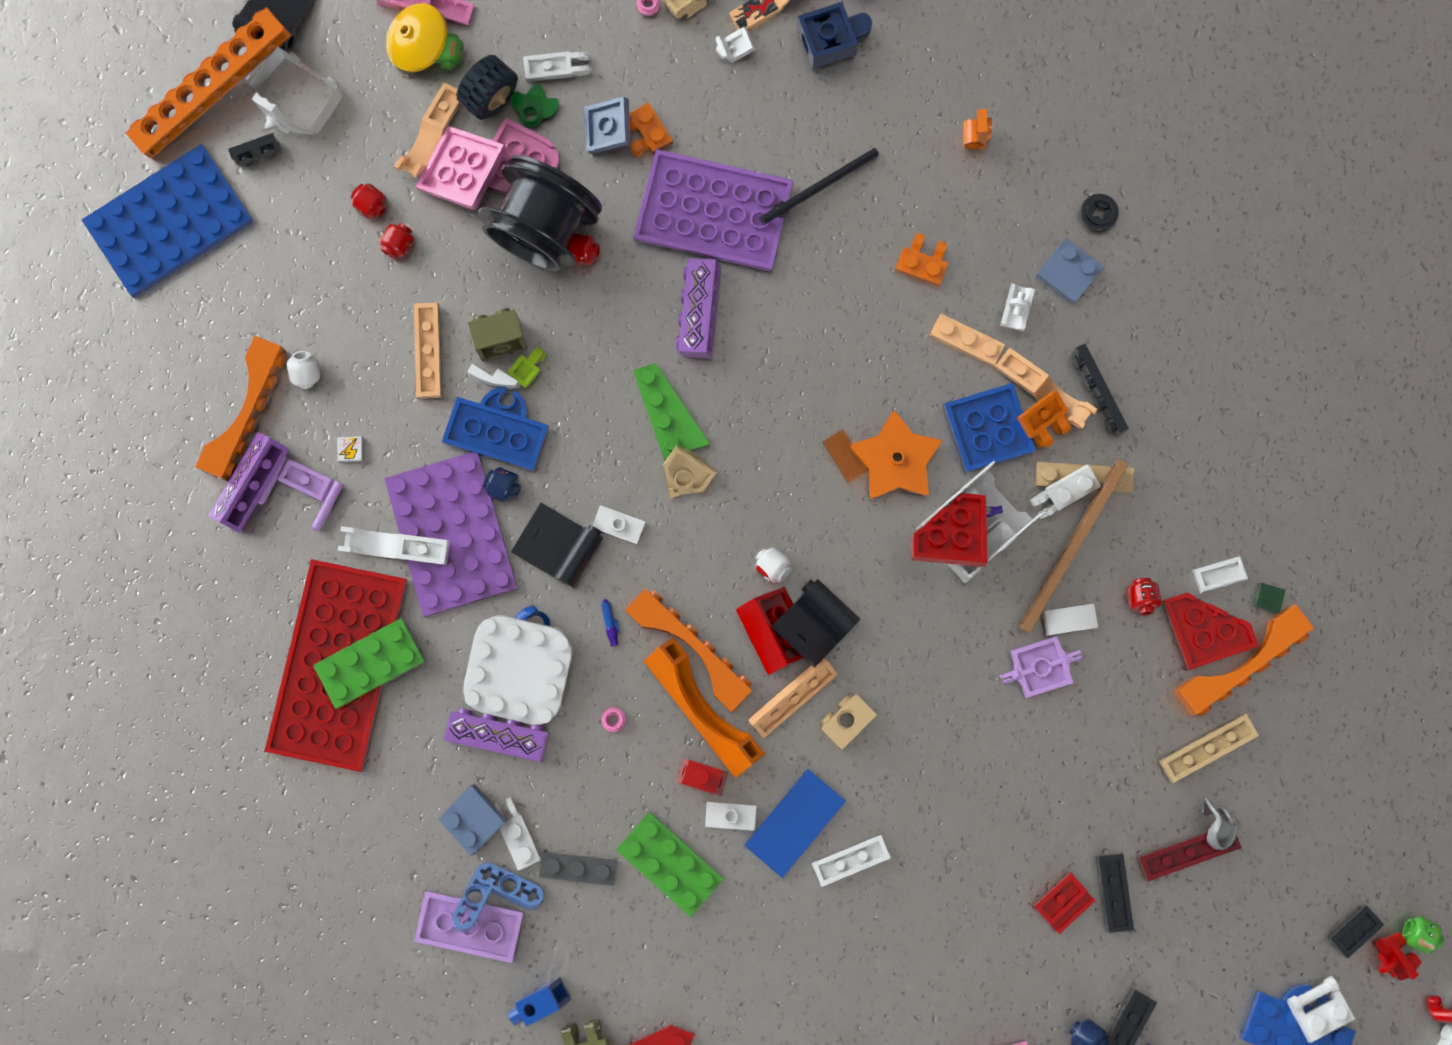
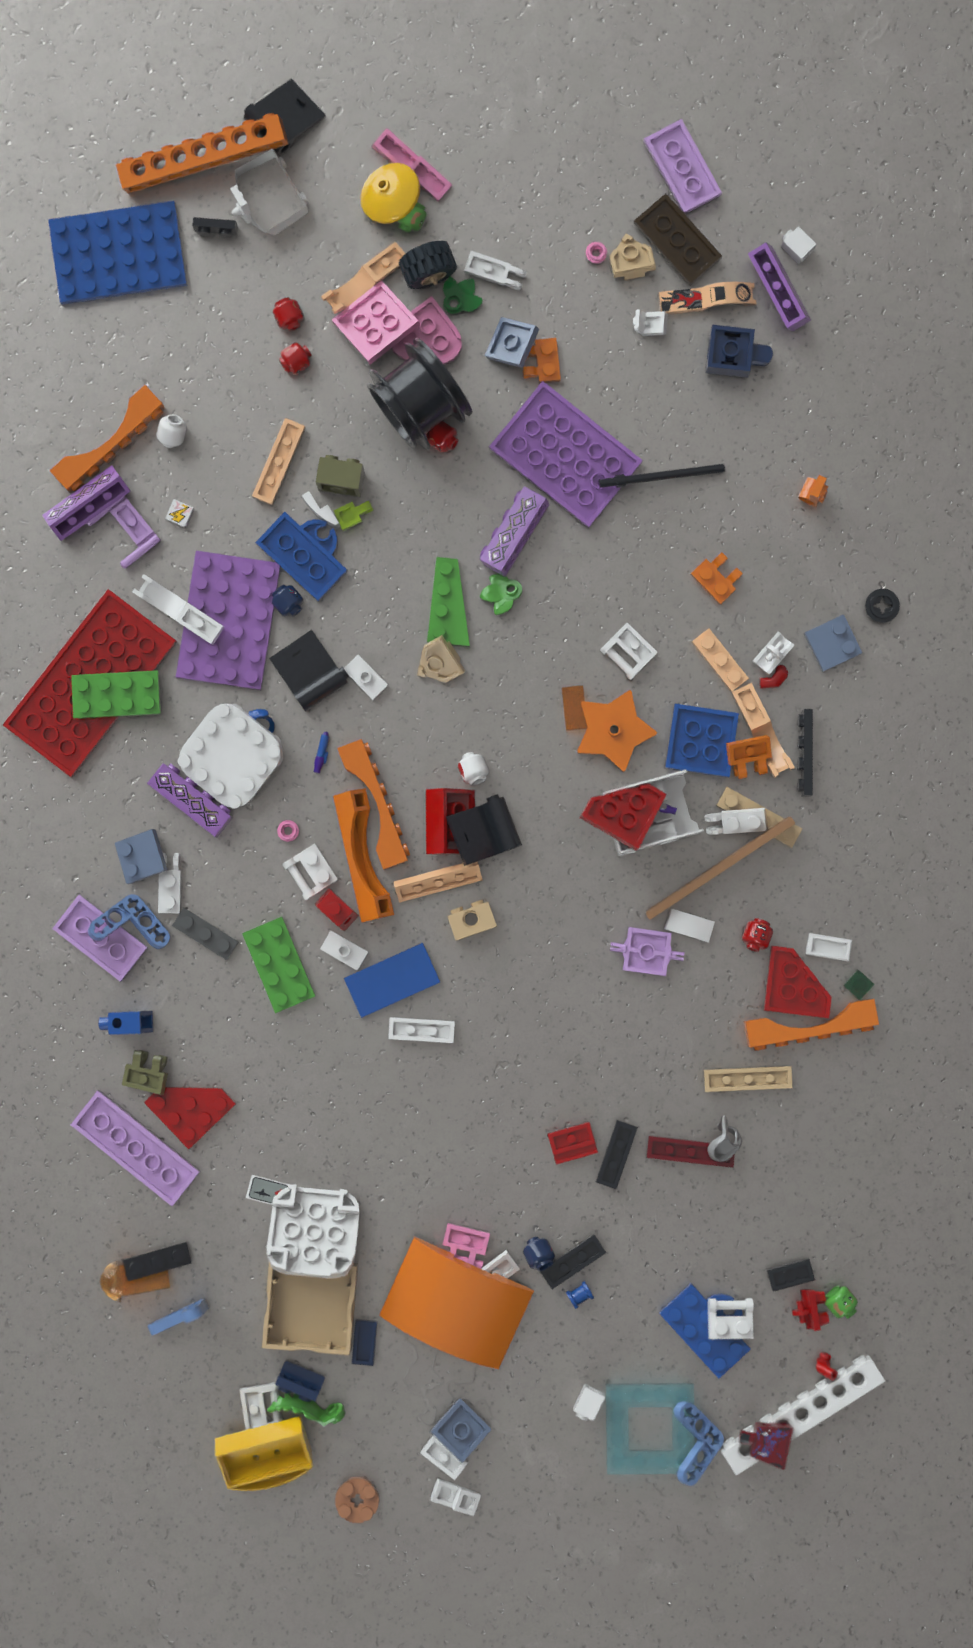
camera: 30 degrees right, 5 degrees up
(660, 743) = (315, 866): none -> white plate
(714, 378) = (498, 593): none -> bright green plate
(874, 366) = (634, 646): none -> white plate
(1034, 328) = (777, 678): none -> red arm

